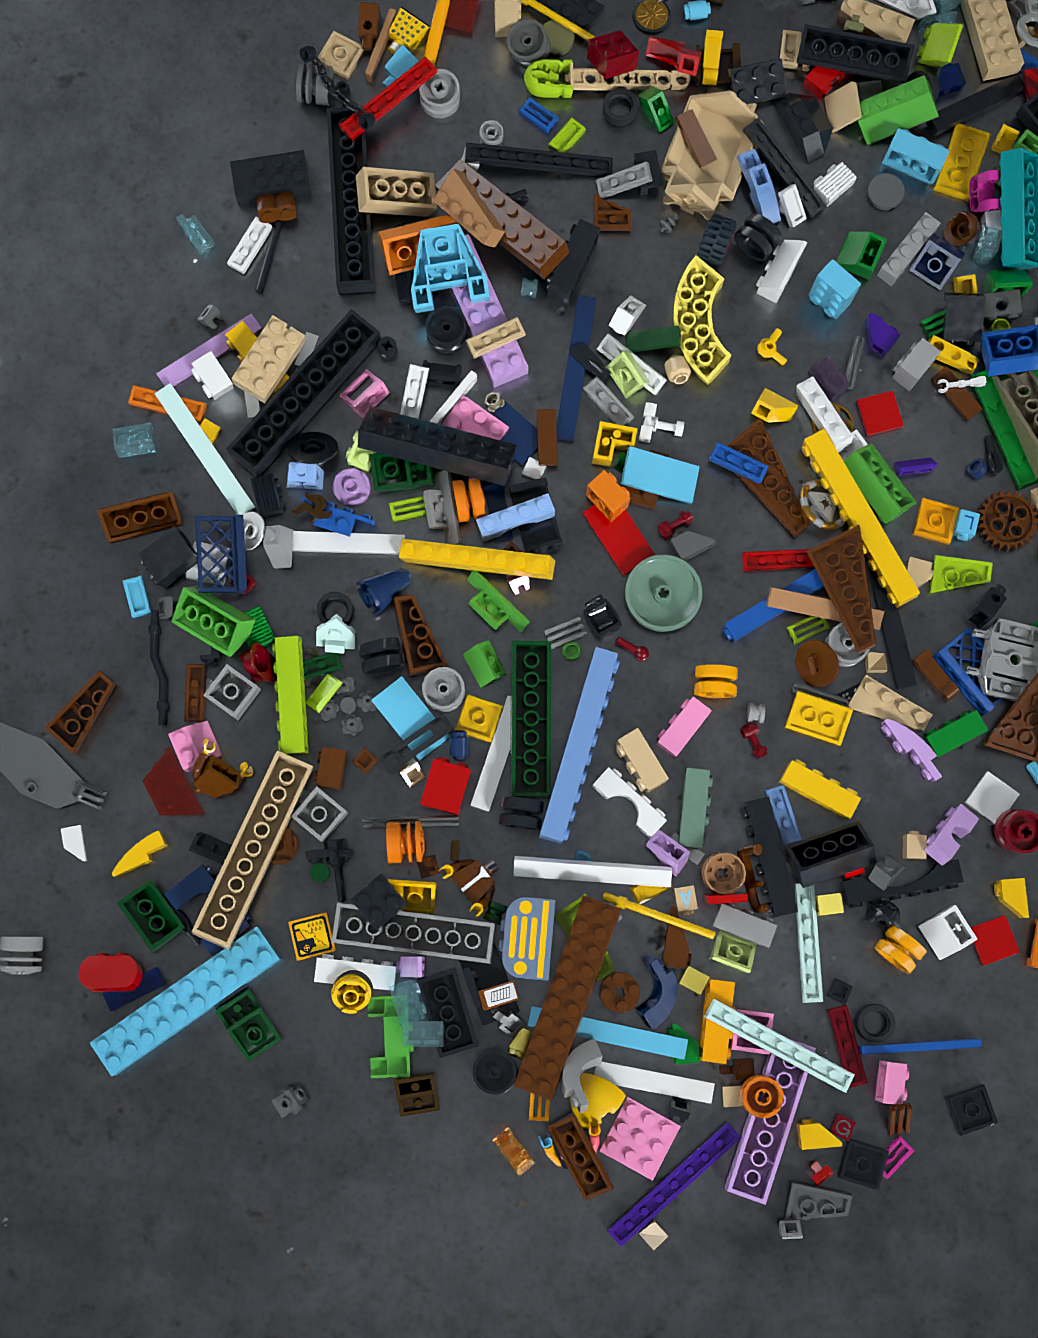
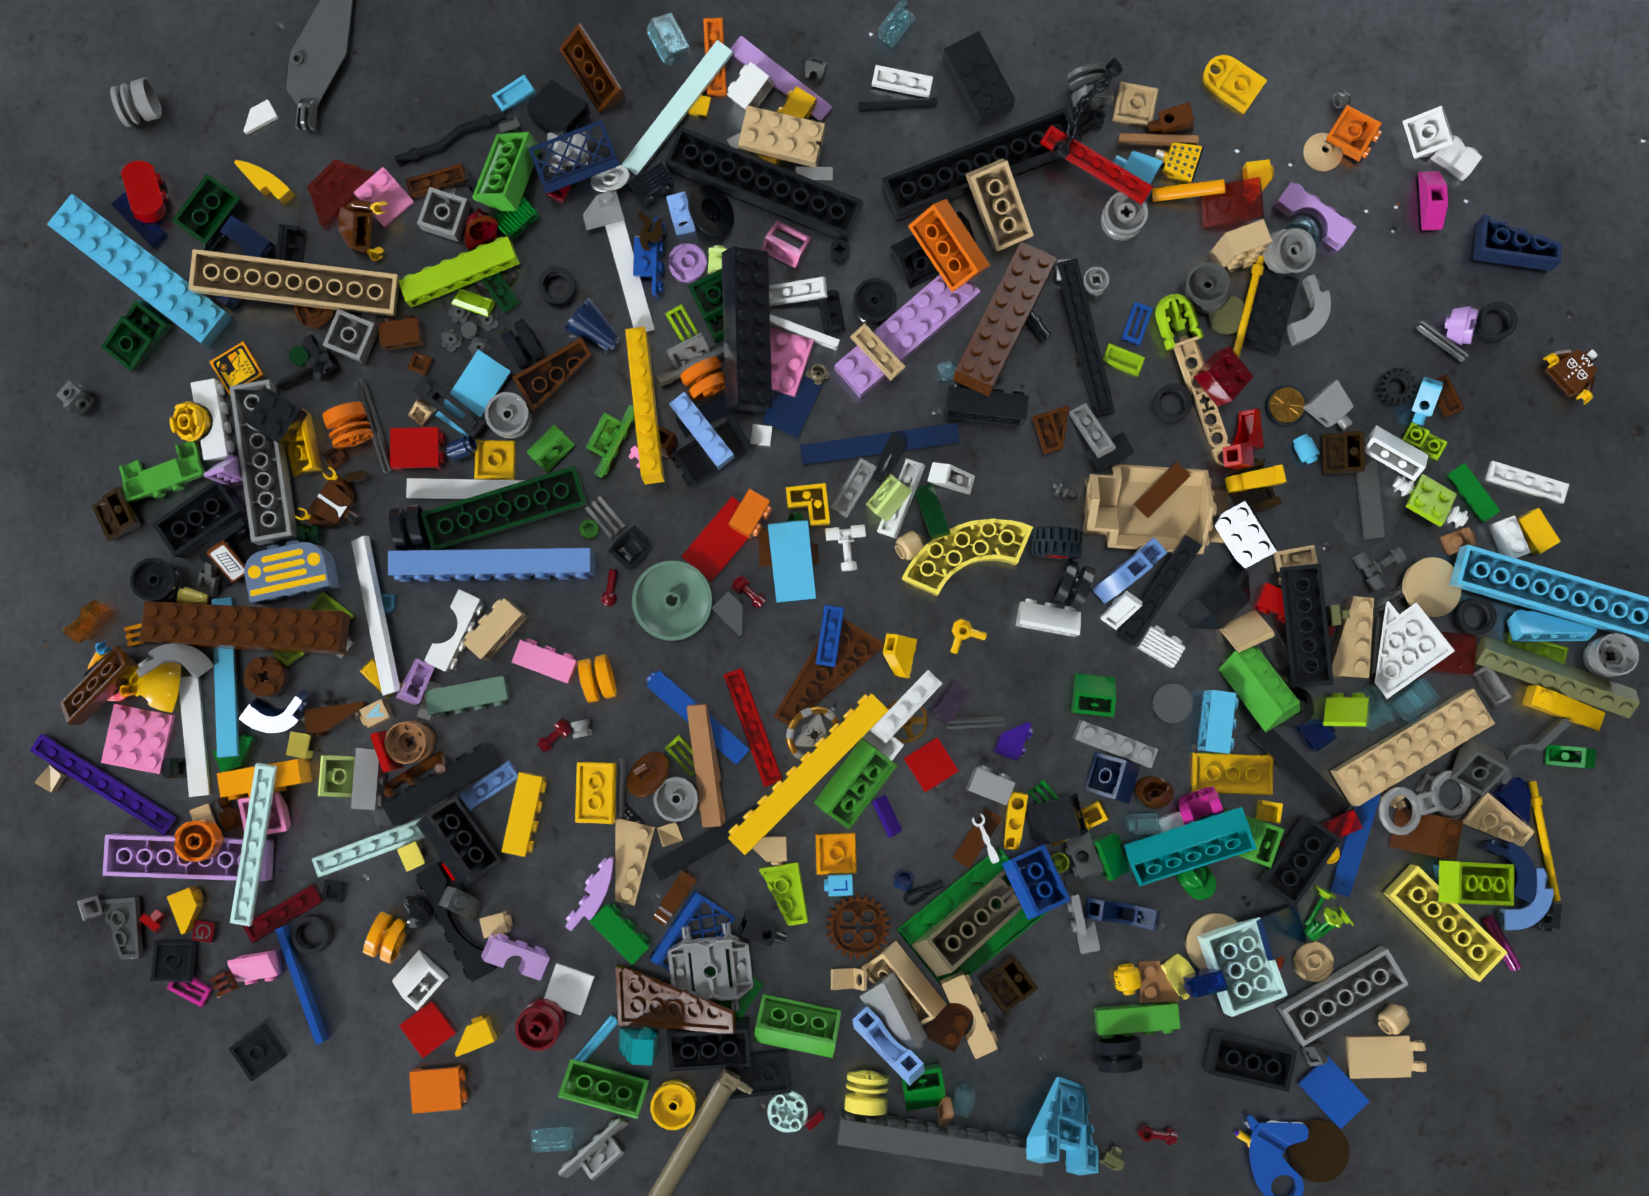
camera: 80 degrees right, 5 degrees up
(80, 713) = (378, 78): reddish brown wedge -> none
(276, 207) = (948, 92): reddish brown brick -> none
(335, 635) = (530, 295): light aqua plate -> none
(407, 1001) = (192, 476): clear light blue bracket -> none
(422, 1034) = (165, 500): clear light blue hinge -> none
(445, 263) = (936, 274): medium azure wedge -> none
(464, 205) = (997, 280): medium nougat wedge -> none
(547, 437) = (796, 437): reddish brown tile -> none
(623, 902) = (355, 654): yellow bar -> none
(656, 108) = (1182, 440): green slope -> none
(834, 289) = (1040, 677): medium azure brick -> none
(844, 576) = (739, 774): reddish brown wing -> none

